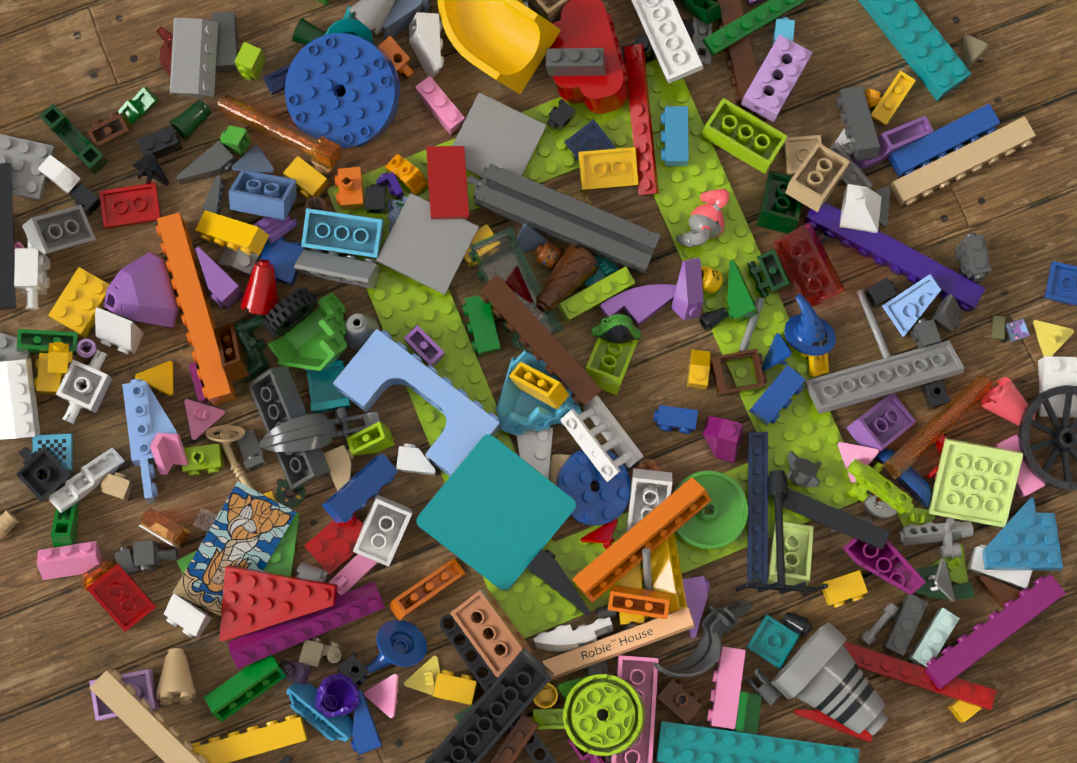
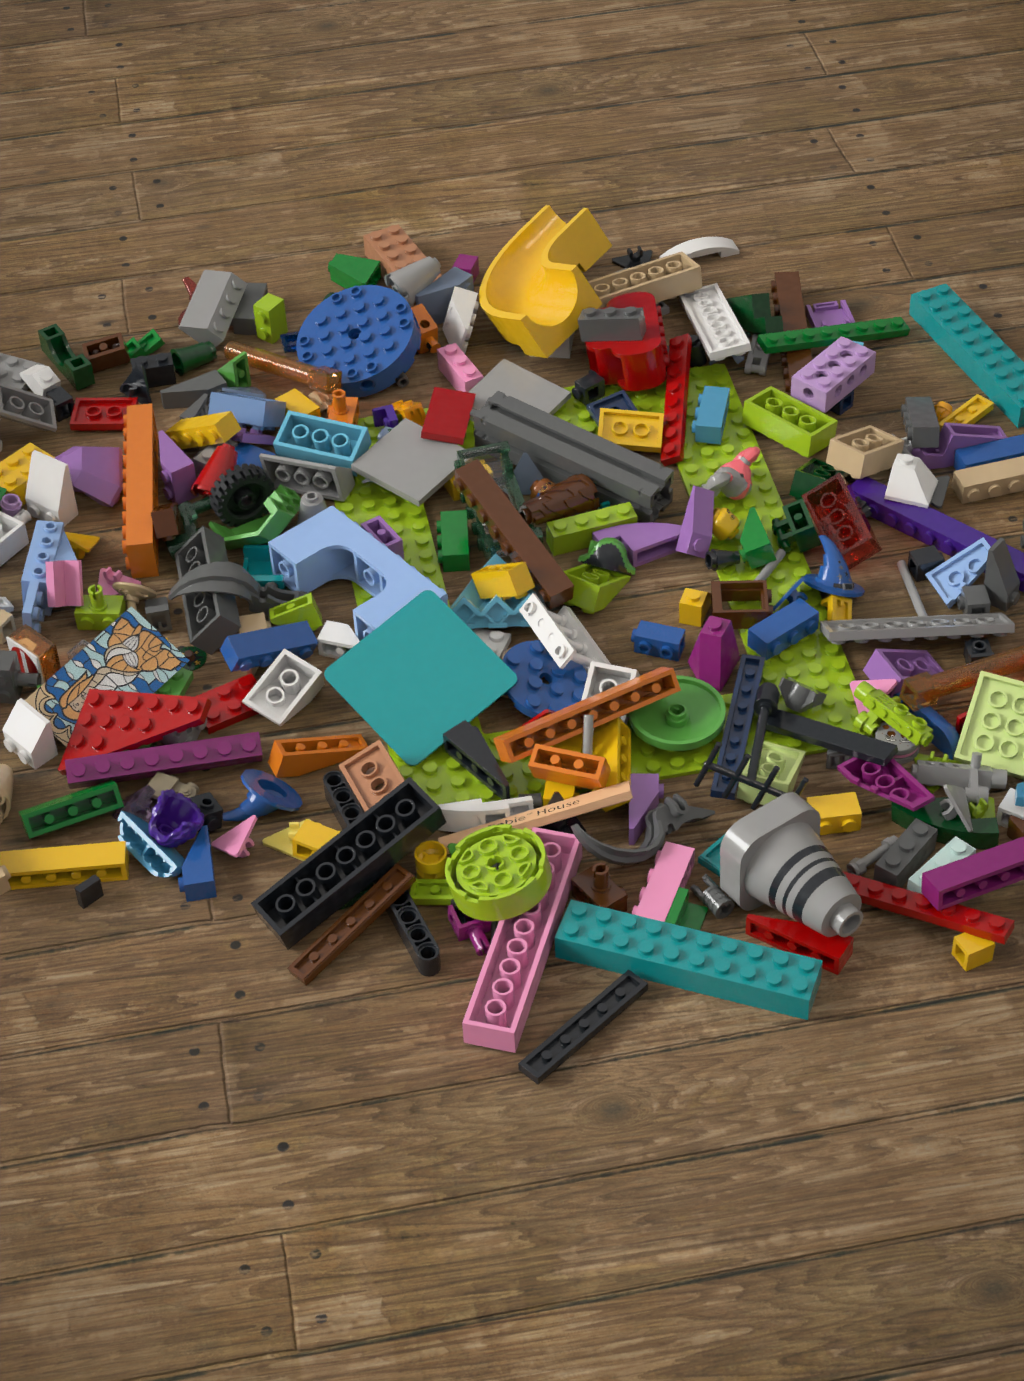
camera: 15 degrees right, 35 degrees down
(198, 384) = (119, 556): magenta tile -> none
(352, 573) = (247, 724): bright pink hinge -> none
(375, 199) = (371, 420): black brick -> none

